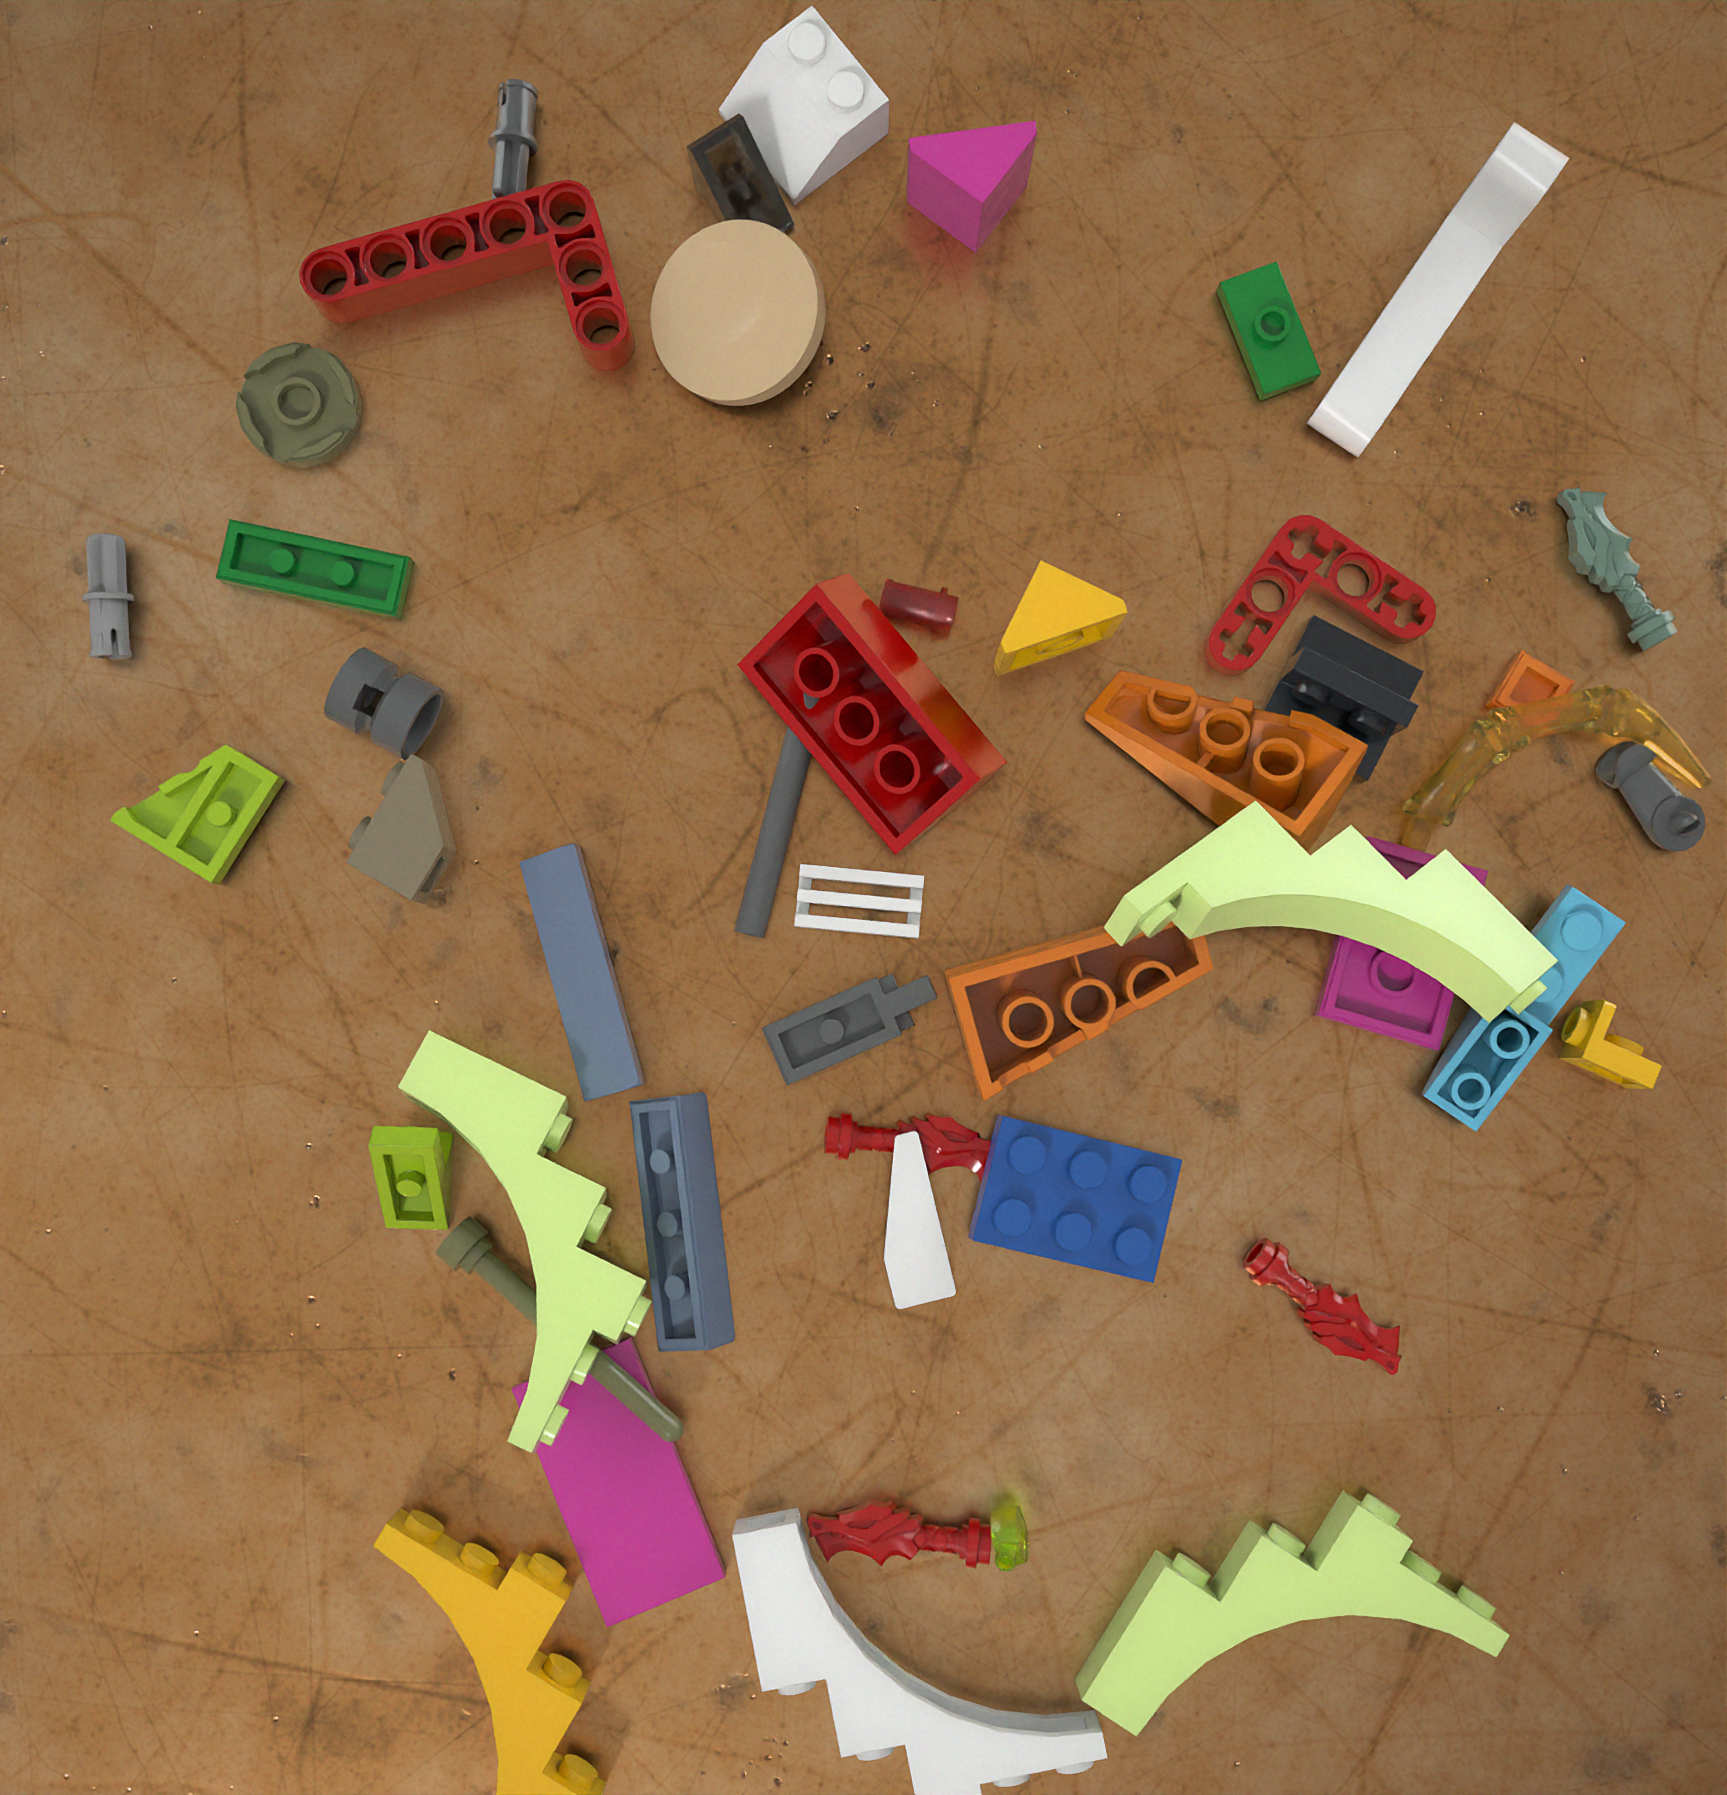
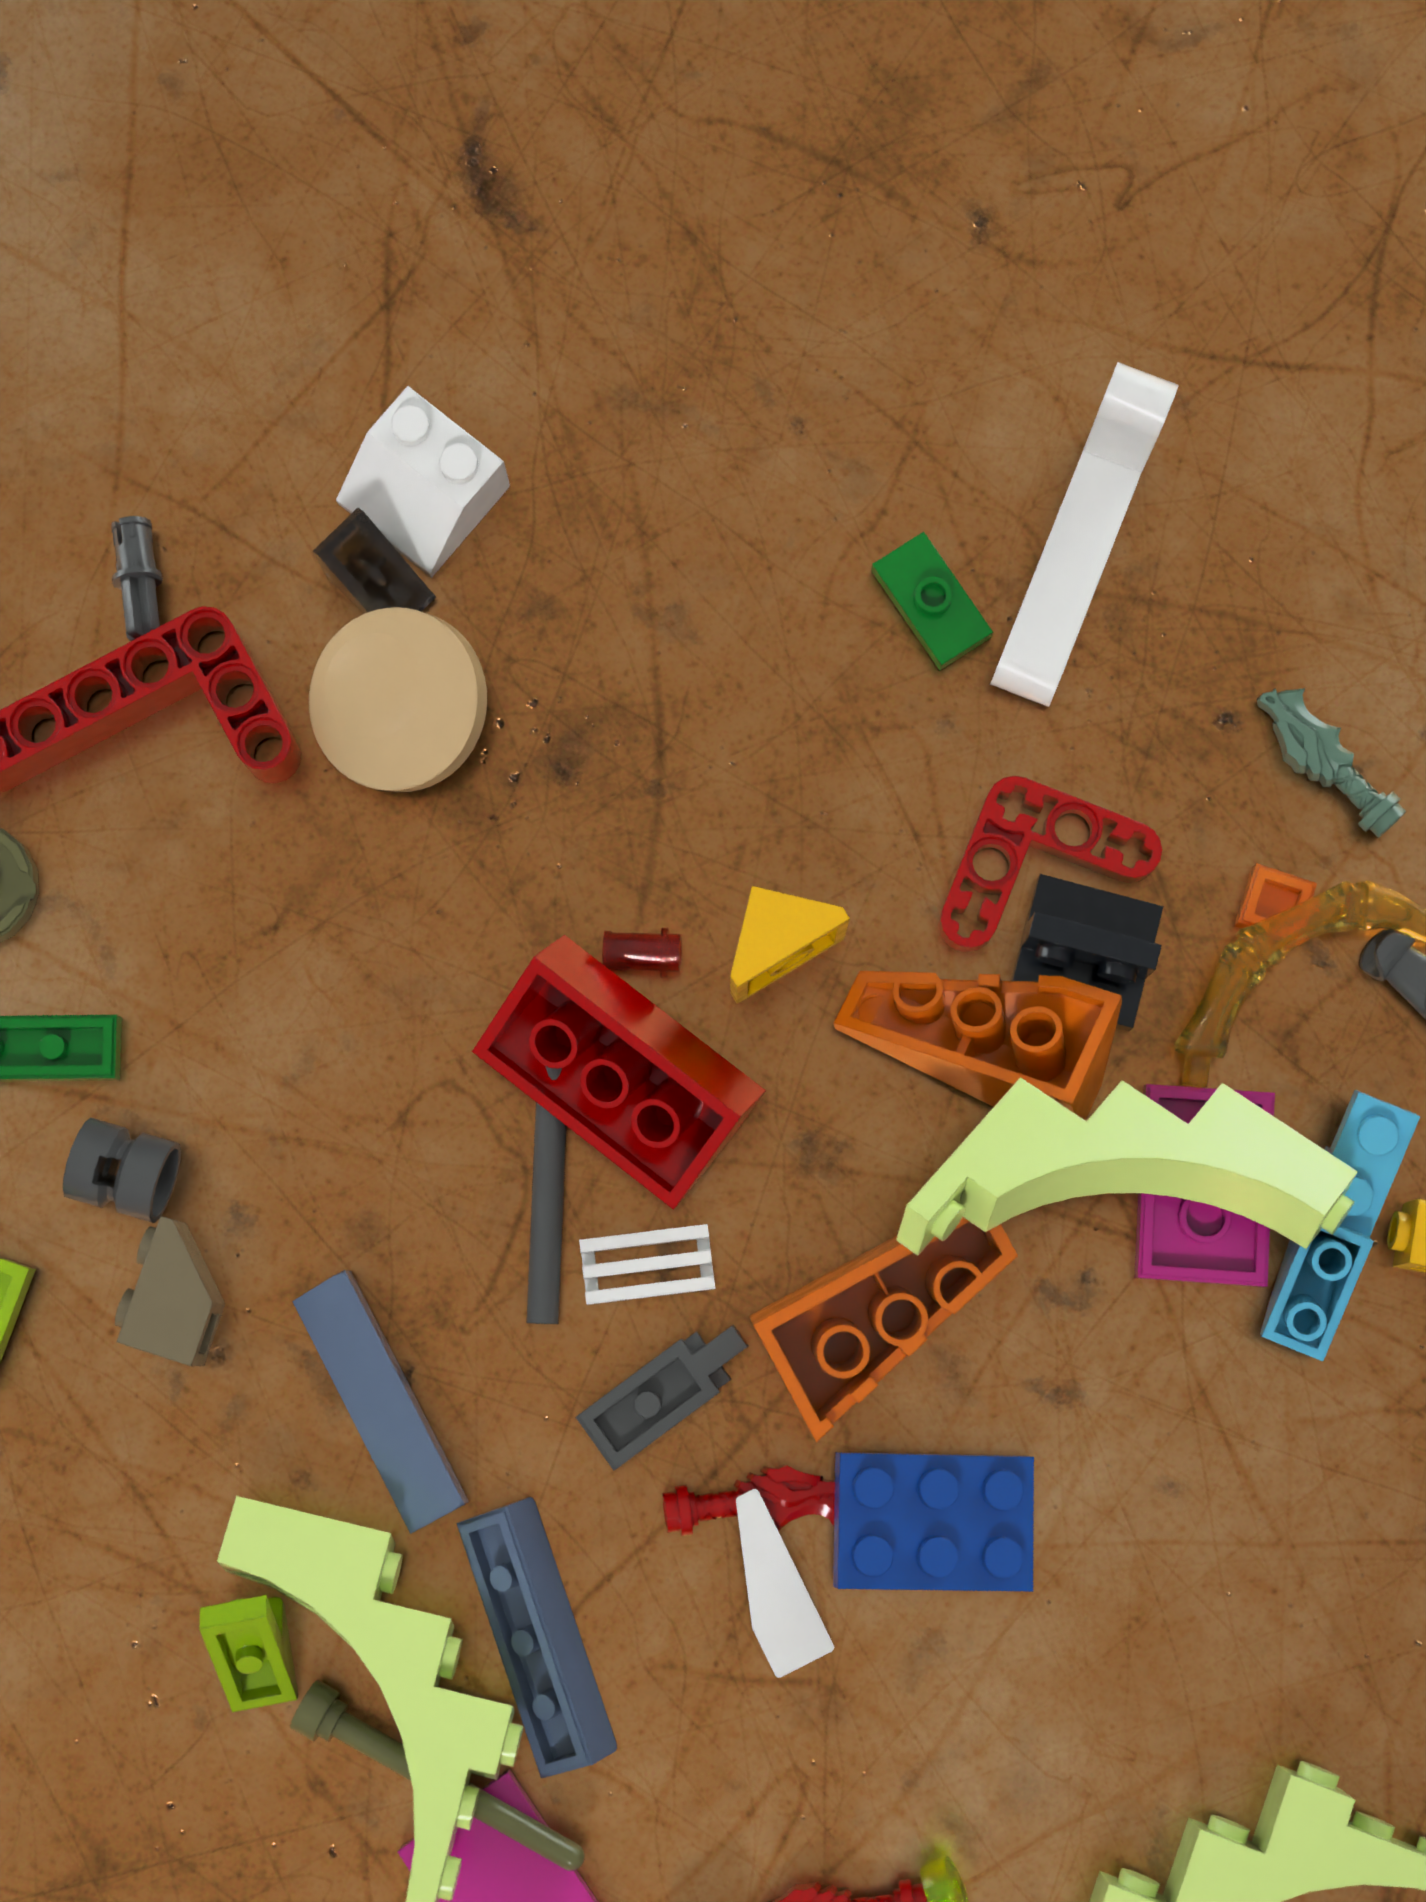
camera: 10 degrees left, 5 degrees down
(970, 177) = (601, 519): dark pink slope -> none
(1334, 1319) = (1226, 1587): red piece -> none

